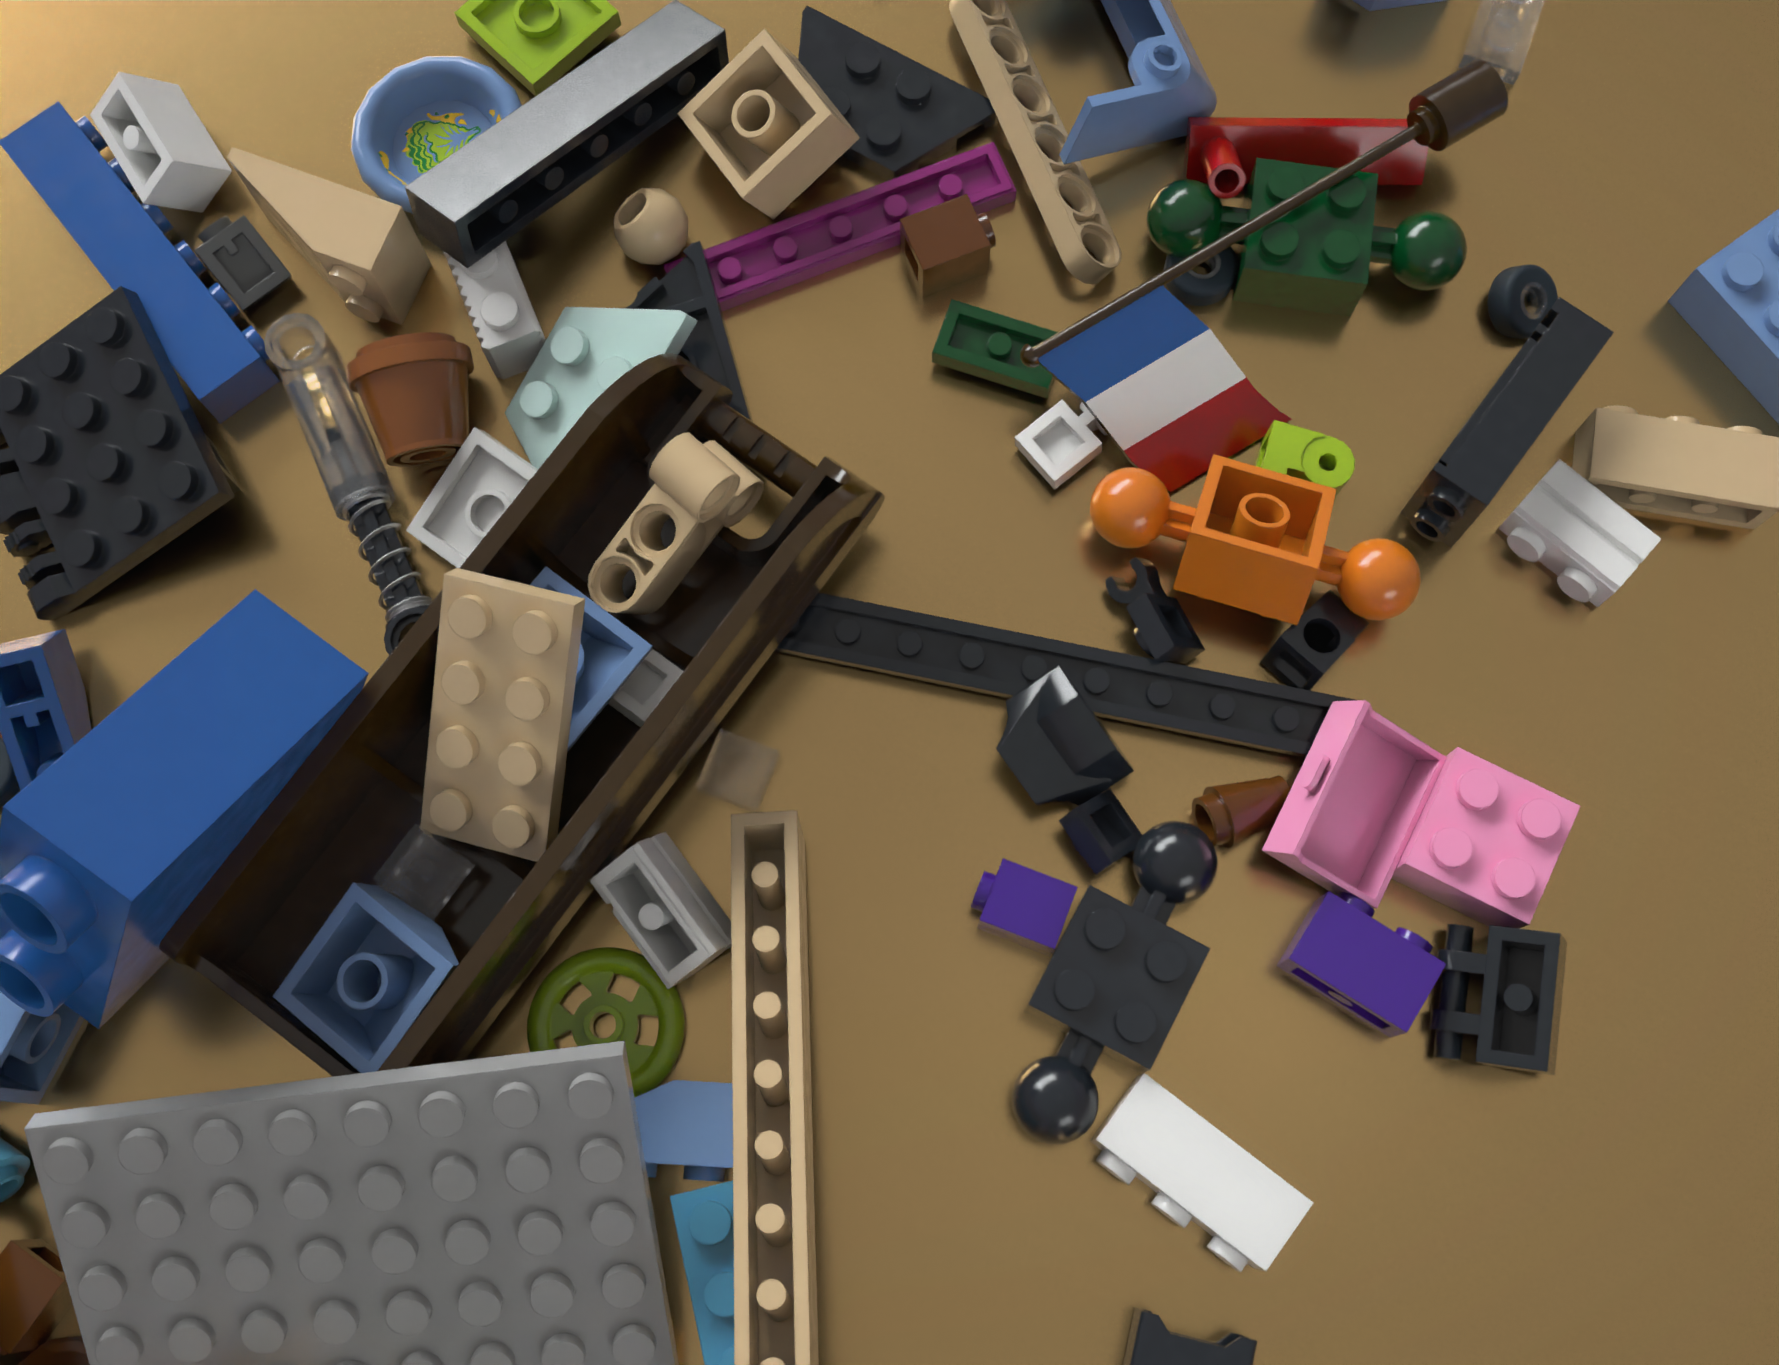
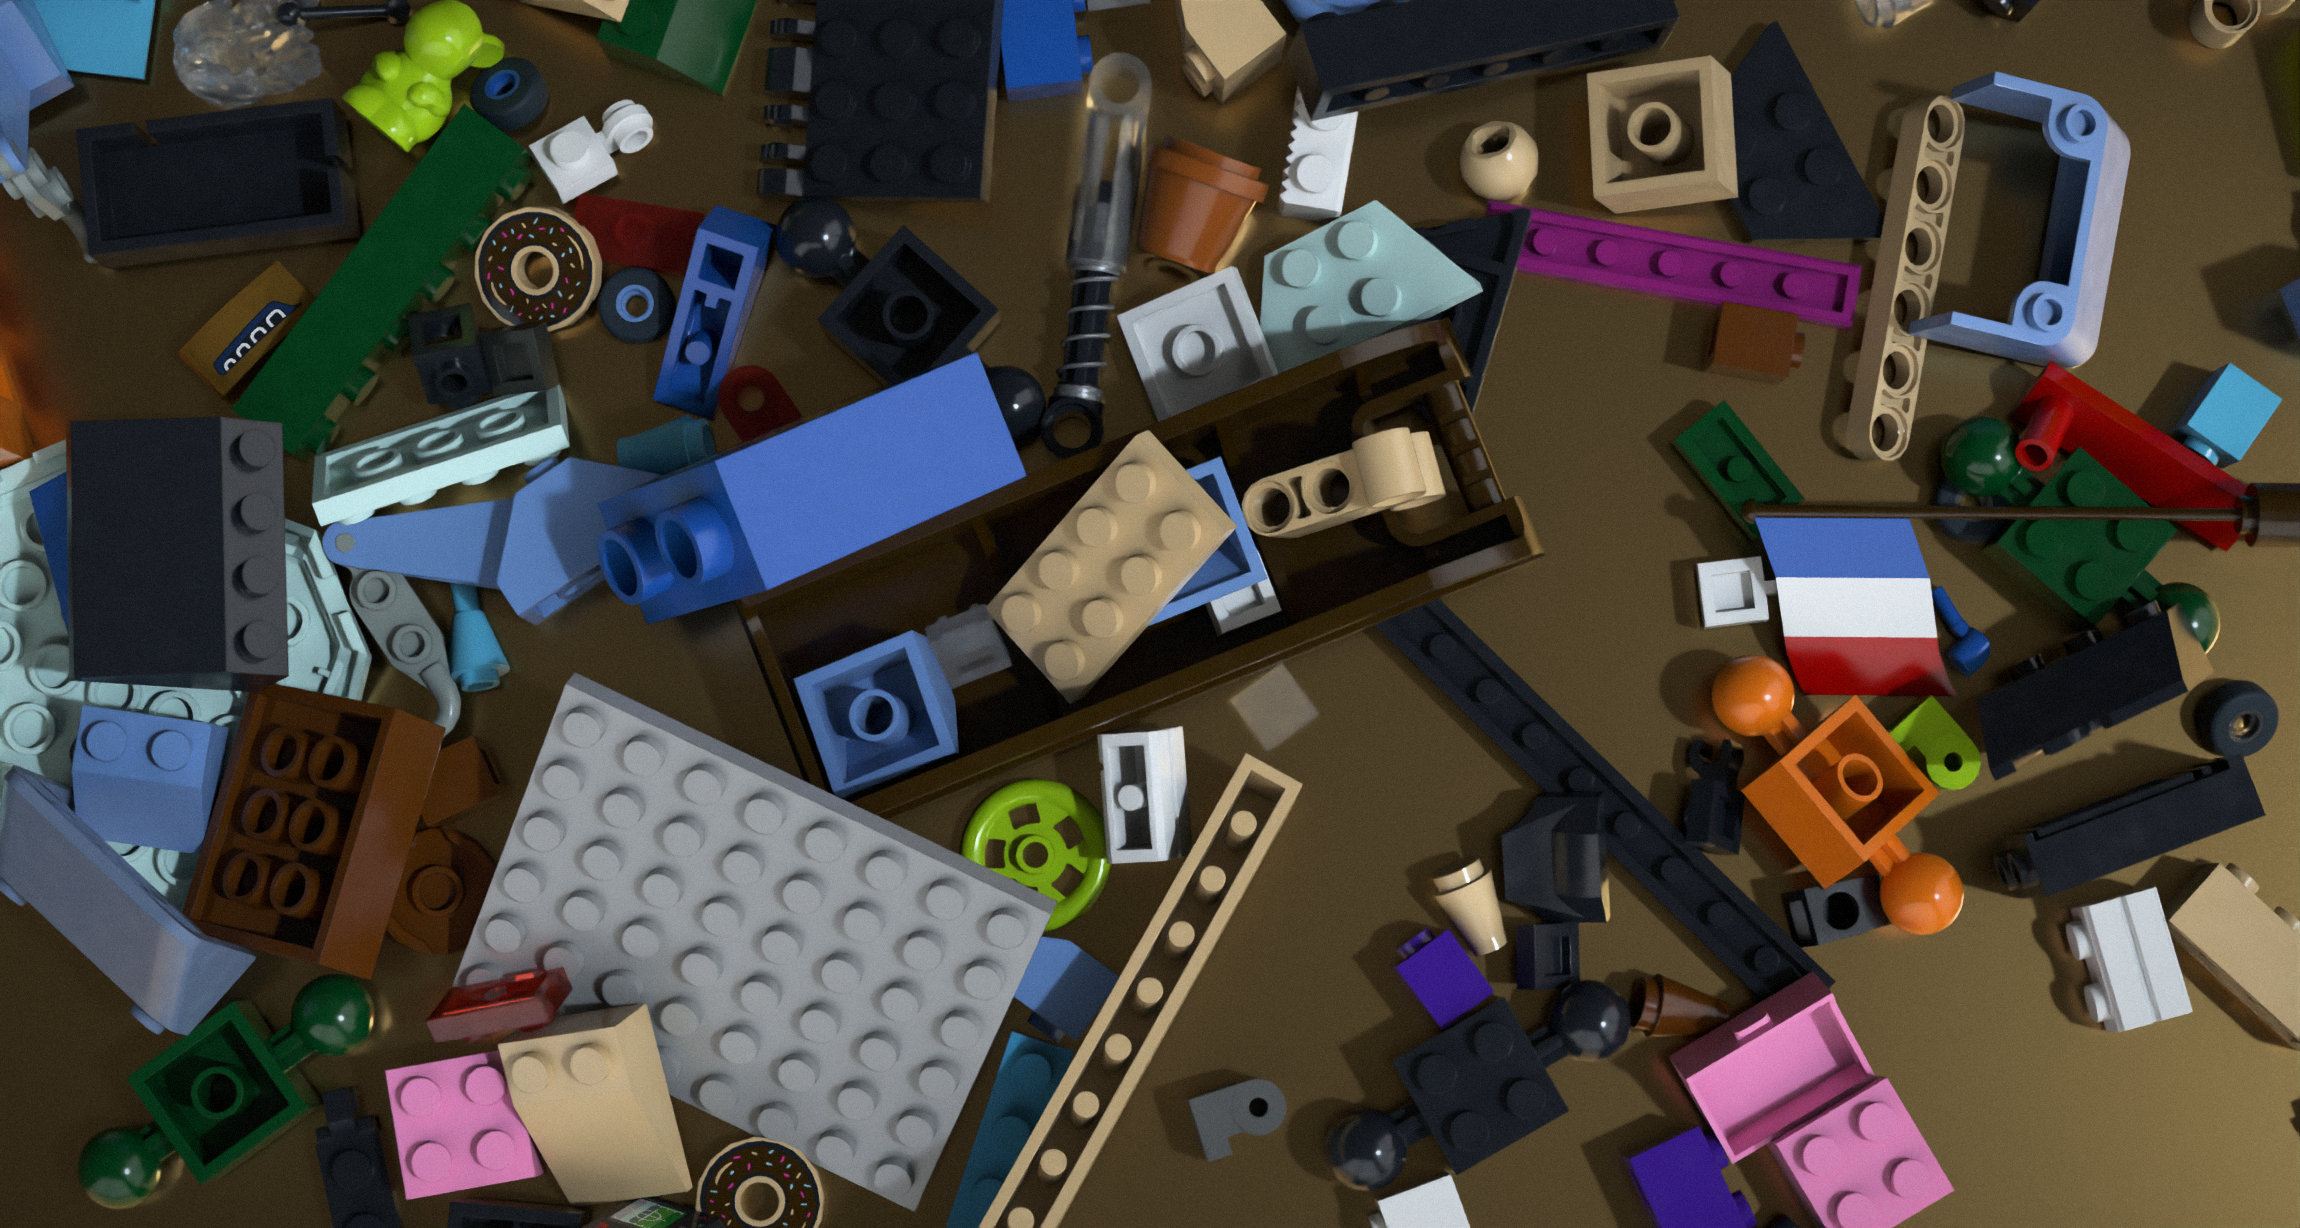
camera: 25 degrees right, 10 degrees up
(189, 597) = (901, 307): none -> black brick
(926, 1130) = (1240, 1107): none -> dark grey leg
(1009, 828) = (1471, 902): none -> tan cone
(1277, 372) = (1972, 646): none -> blue hand
(1351, 77) = (2226, 416): none -> medium azure brick
(1400, 320) = (2090, 686): none -> black wedge

